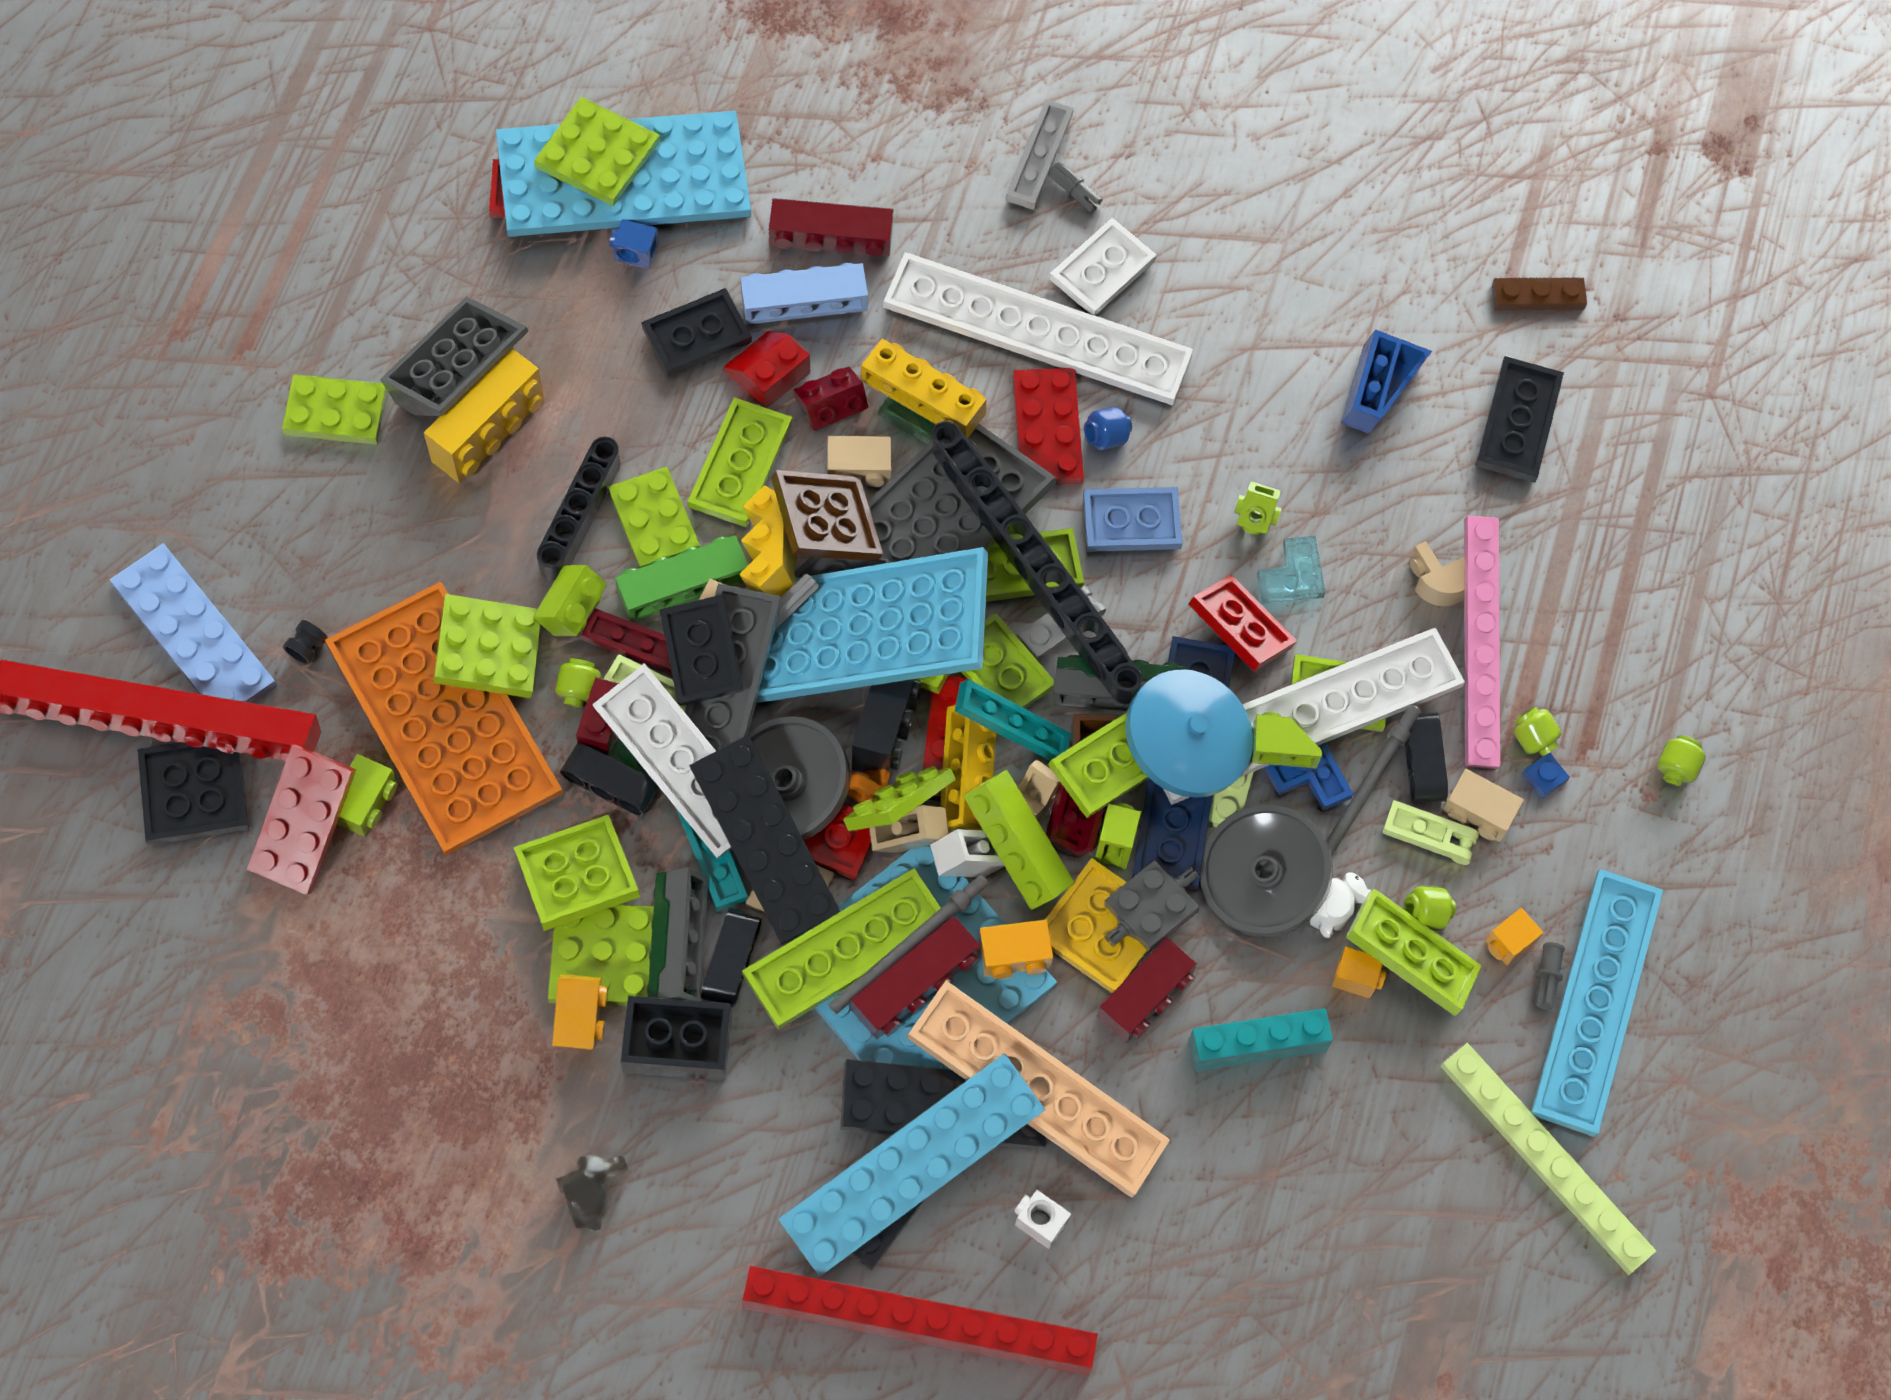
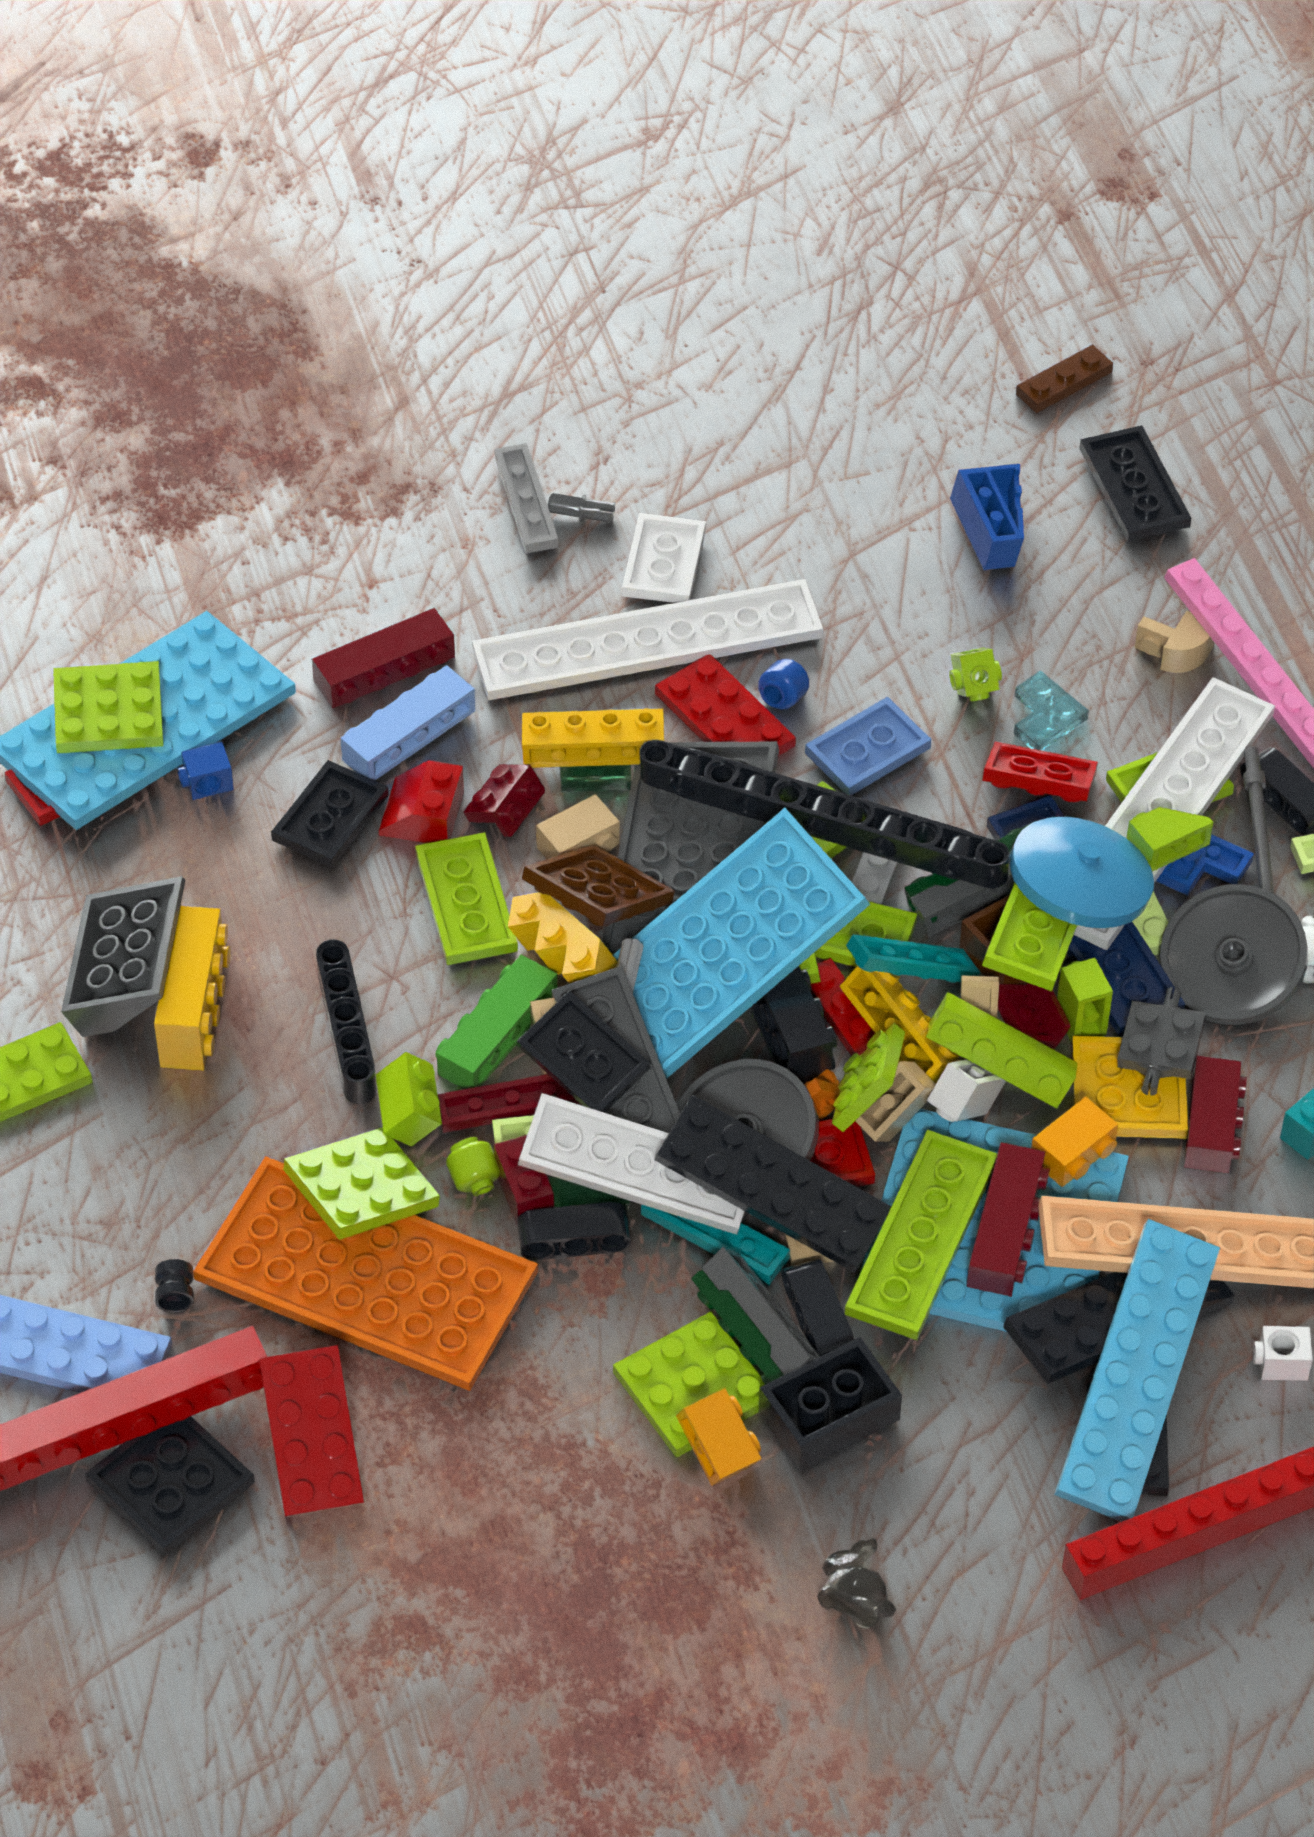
camera: 30 degrees left, 15 degrees down
(367, 794) = (356, 1369): lime brick -> none
(576, 872) = (614, 1323): lime plate -> none
(653, 516) = (420, 991): lime plate -> none
(957, 902) = (993, 1133): flat silver bar -> none

